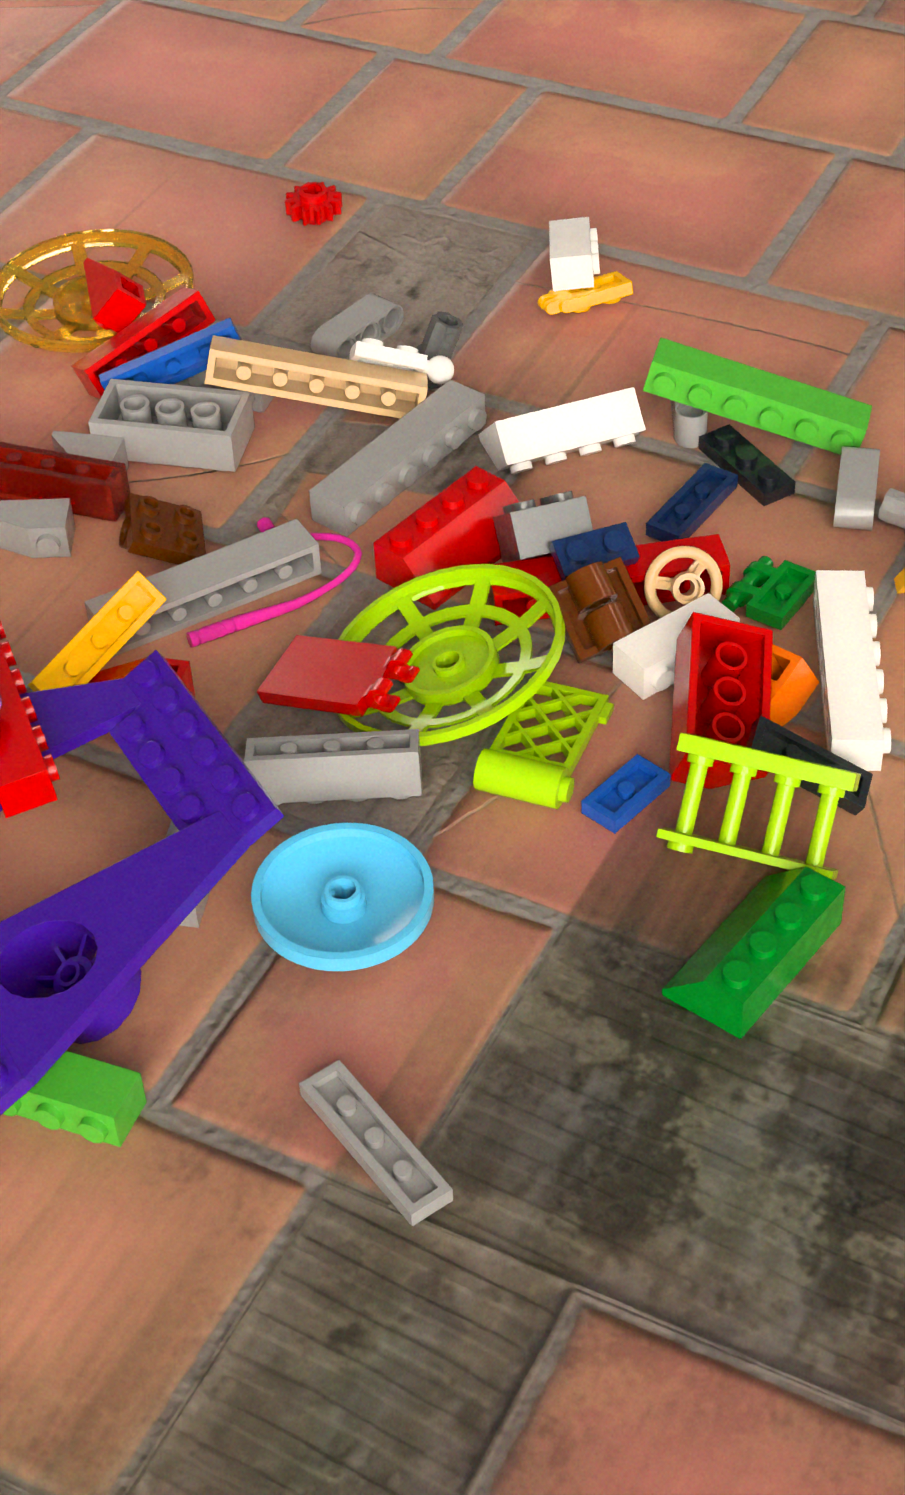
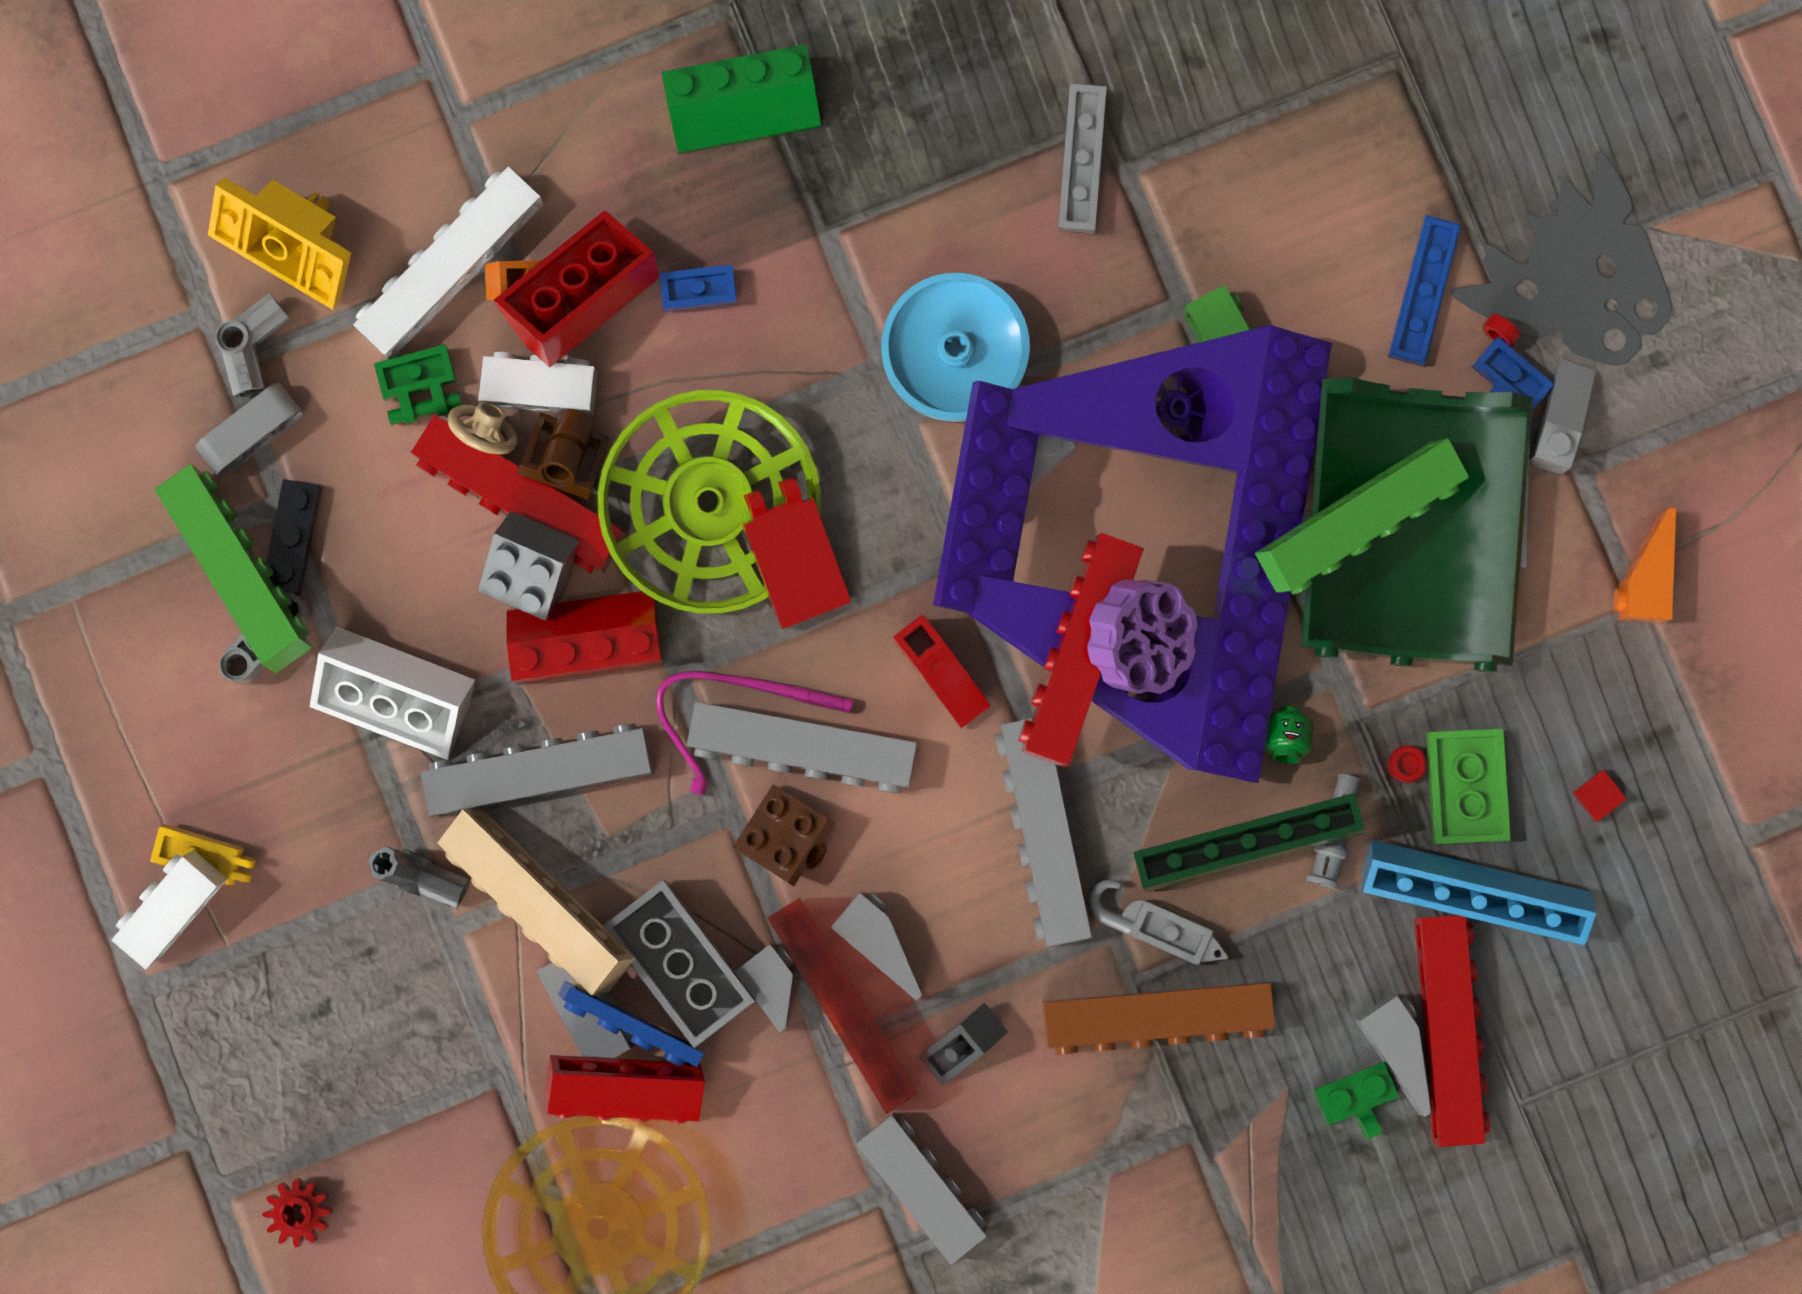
camera: 140 degrees left, 40 degrees up
(101, 636) = (935, 721): yellow plate -> none
(112, 296) = (603, 1170): red slope -> none
(337, 766) = (868, 464): light grey brick -> none
(367, 318) = (424, 978): light grey beam -> none
(438, 369) = (452, 868): white plate -> none
(528, 773) = (743, 352): lime piece -> none
(594, 546) = (524, 498): dark blue plate -> none
(692, 504) = (380, 522): dark blue plate -> none
(745, 764) = (626, 189): fence -> none
(776, 739) = (576, 191): black plate -> none

